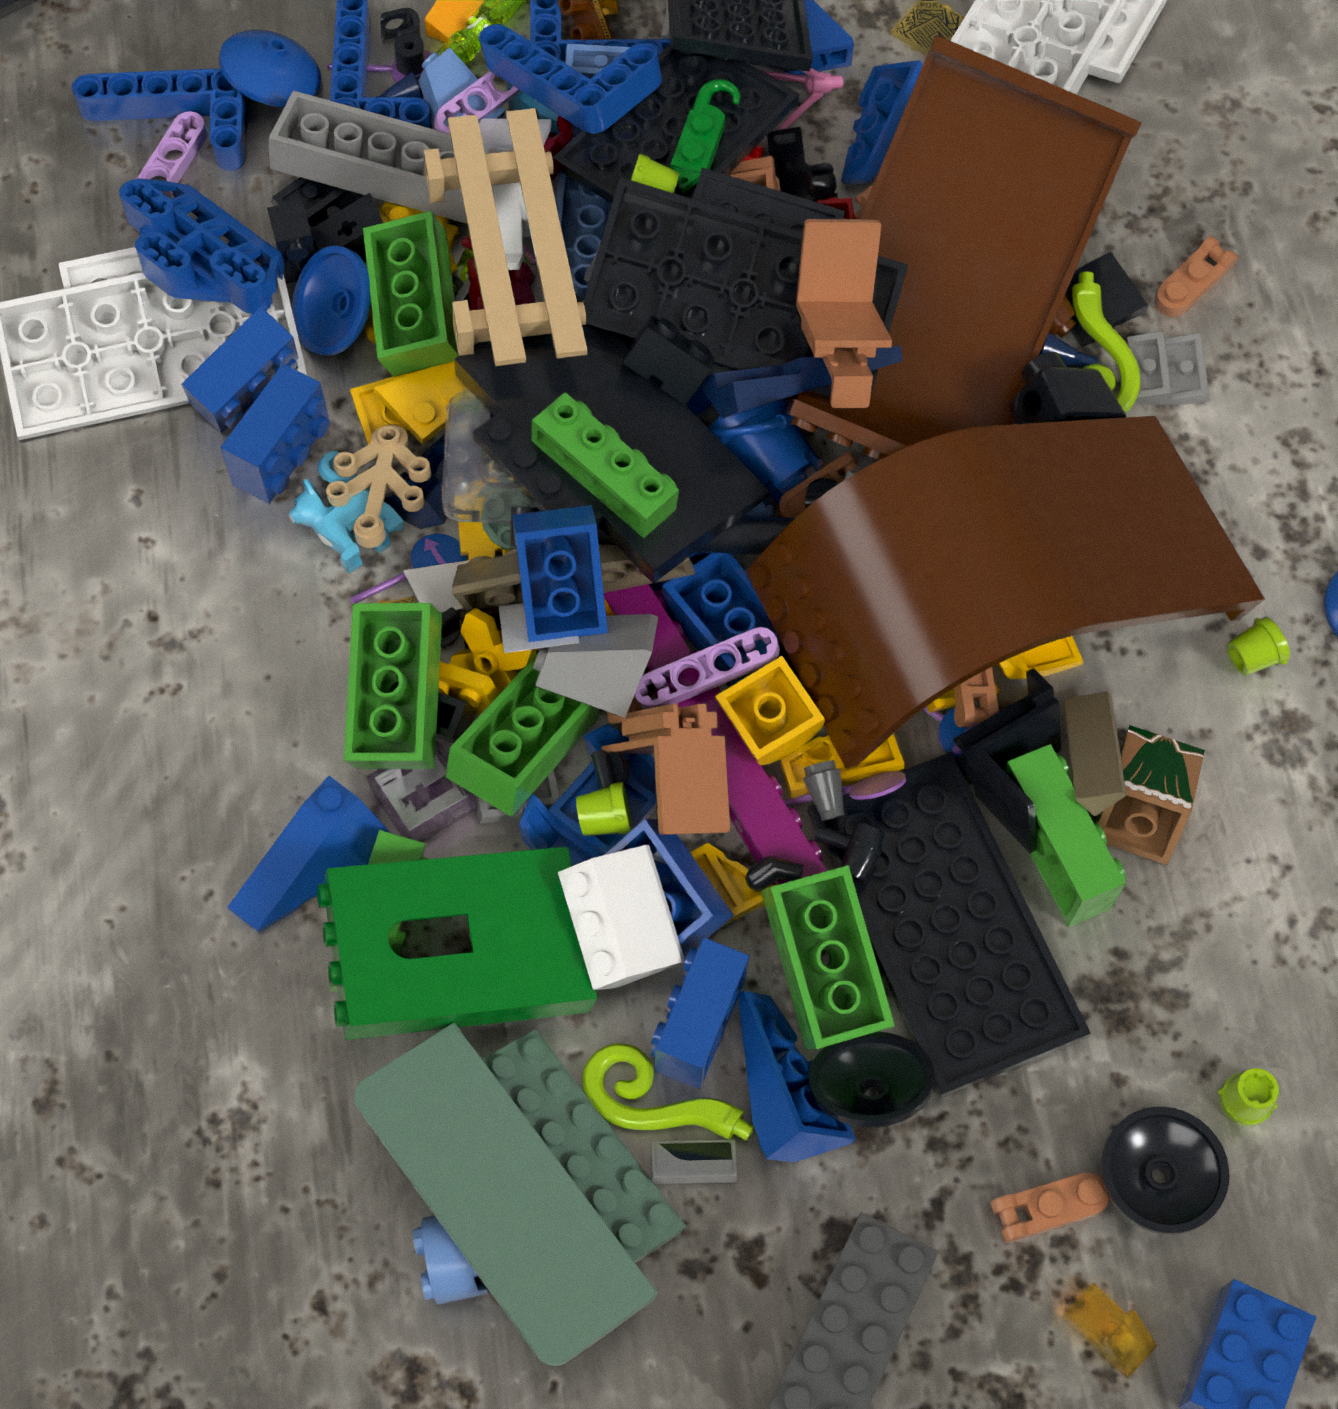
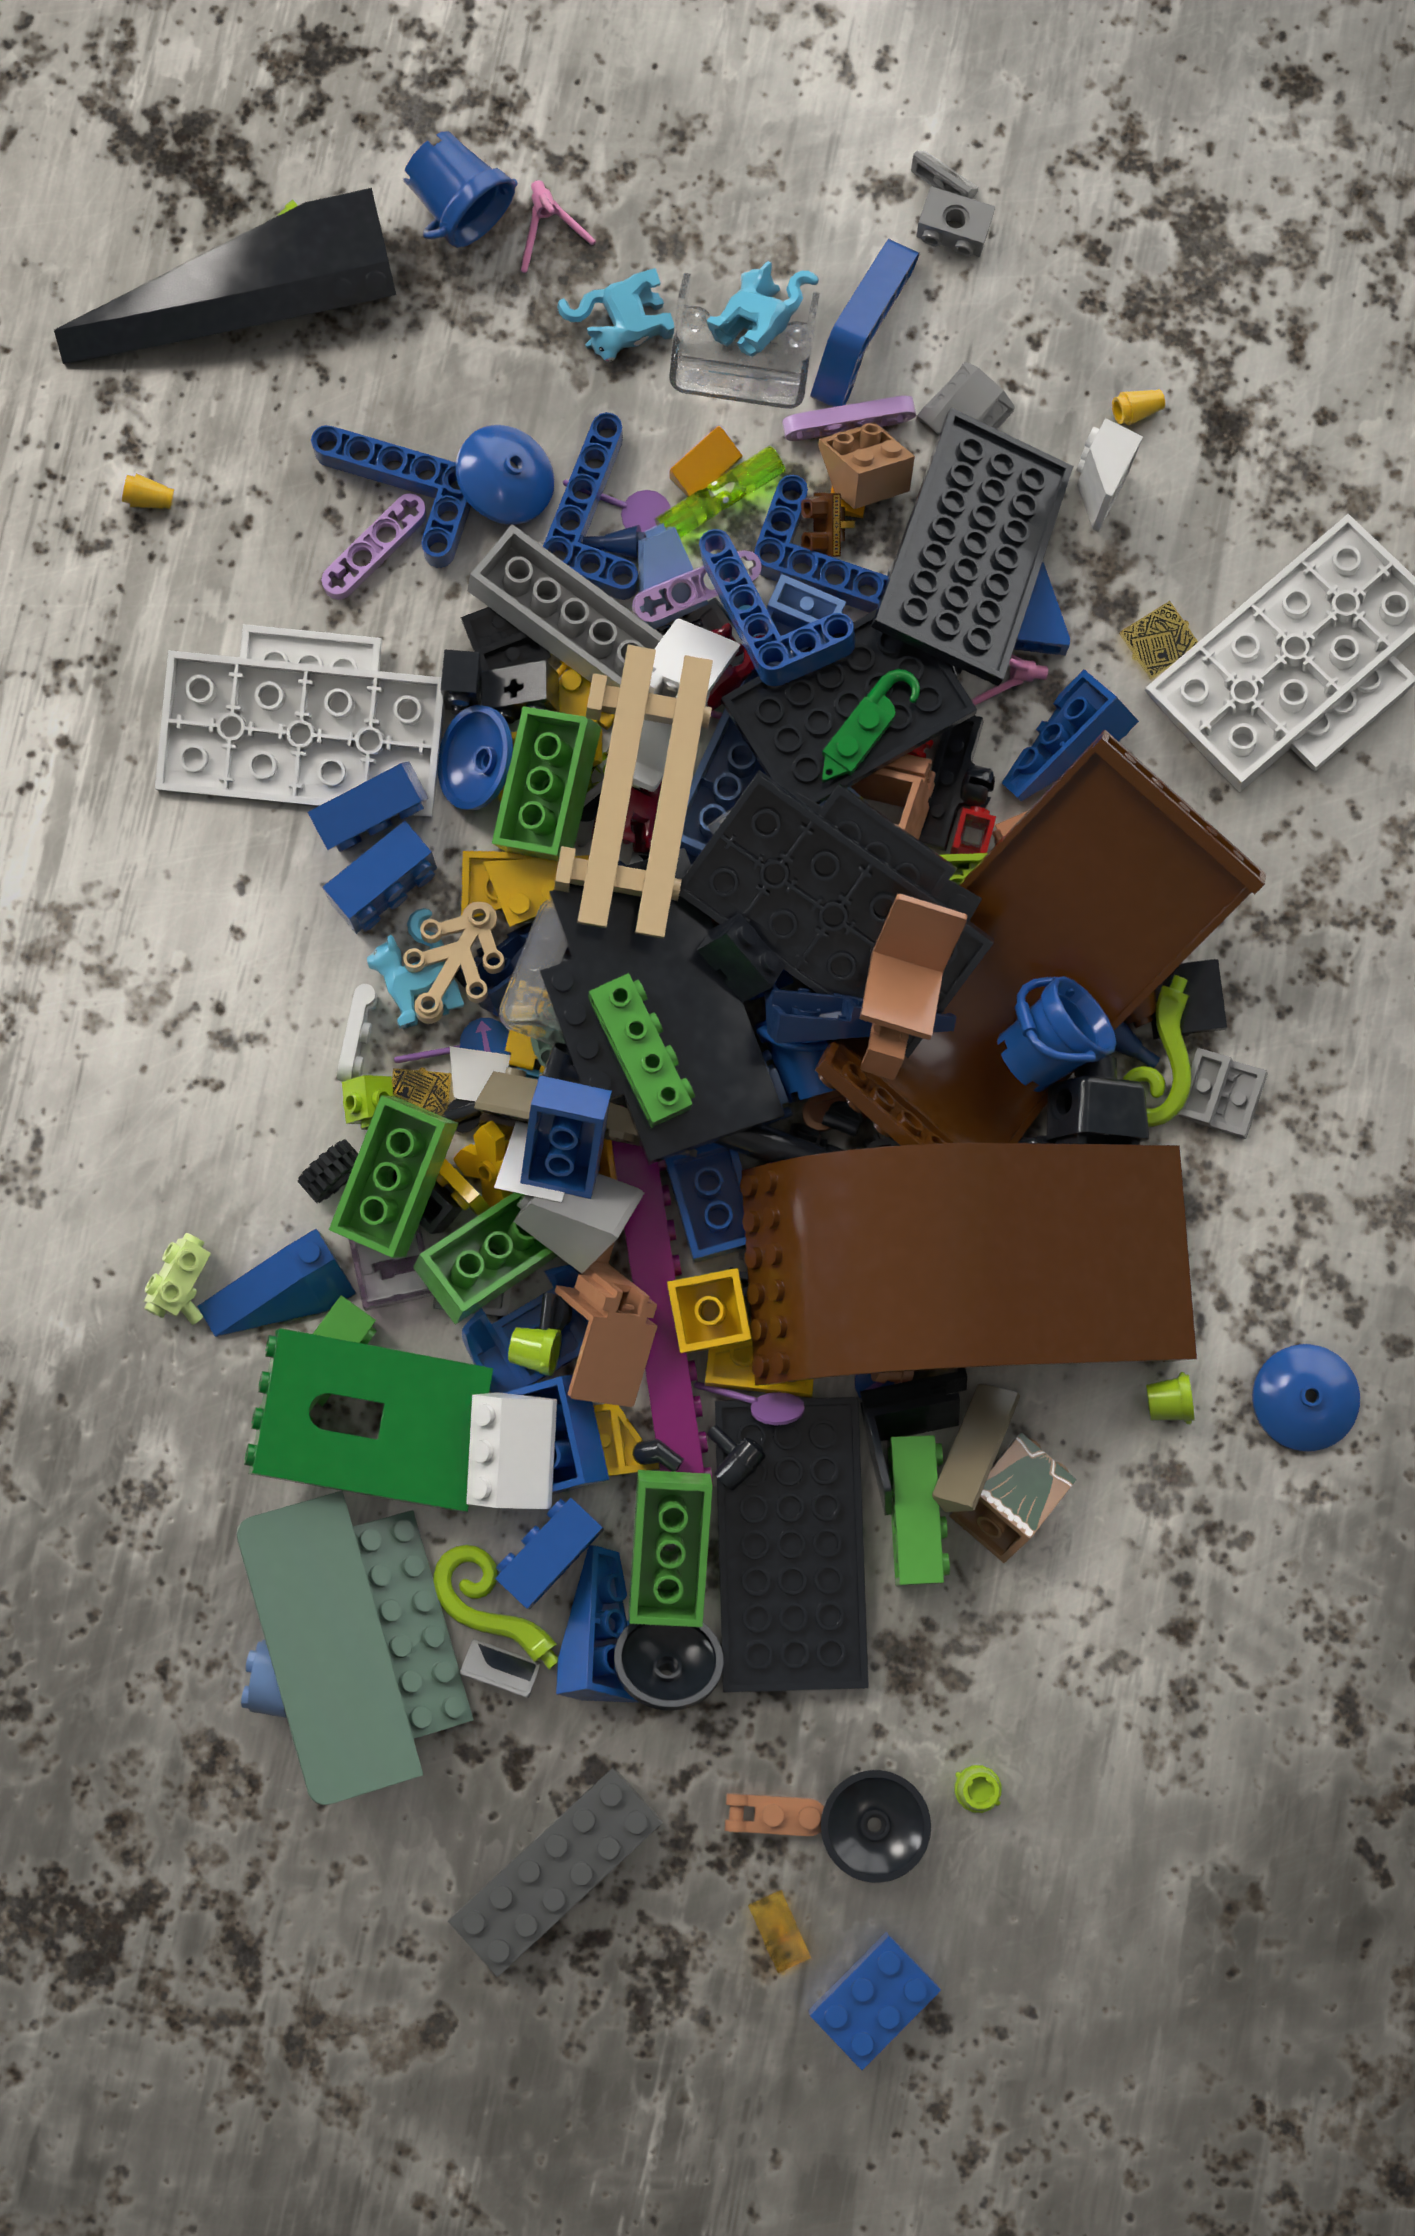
camera: 20 degrees right, 15 degrees up
(189, 257) = (364, 664): blue connector -> none
(195, 889) = (173, 1286): none -> yellowish green brick
(303, 585) = (356, 1033): none -> white plate
(322, 720) = (329, 1171): none -> black tyre
(331, 641) = (362, 1097): none -> lime brick
(408, 42) = (644, 496): black leg -> none
(655, 174) = (796, 768): lime piece -> none
(708, 675) = (671, 1257): lavender beam -> none
(825, 788) = (732, 1394): dark grey cone -> none
(996, 344) = (1056, 1032): none -> blue piece
(1194, 278) = (1289, 1008): nougat plate -> none

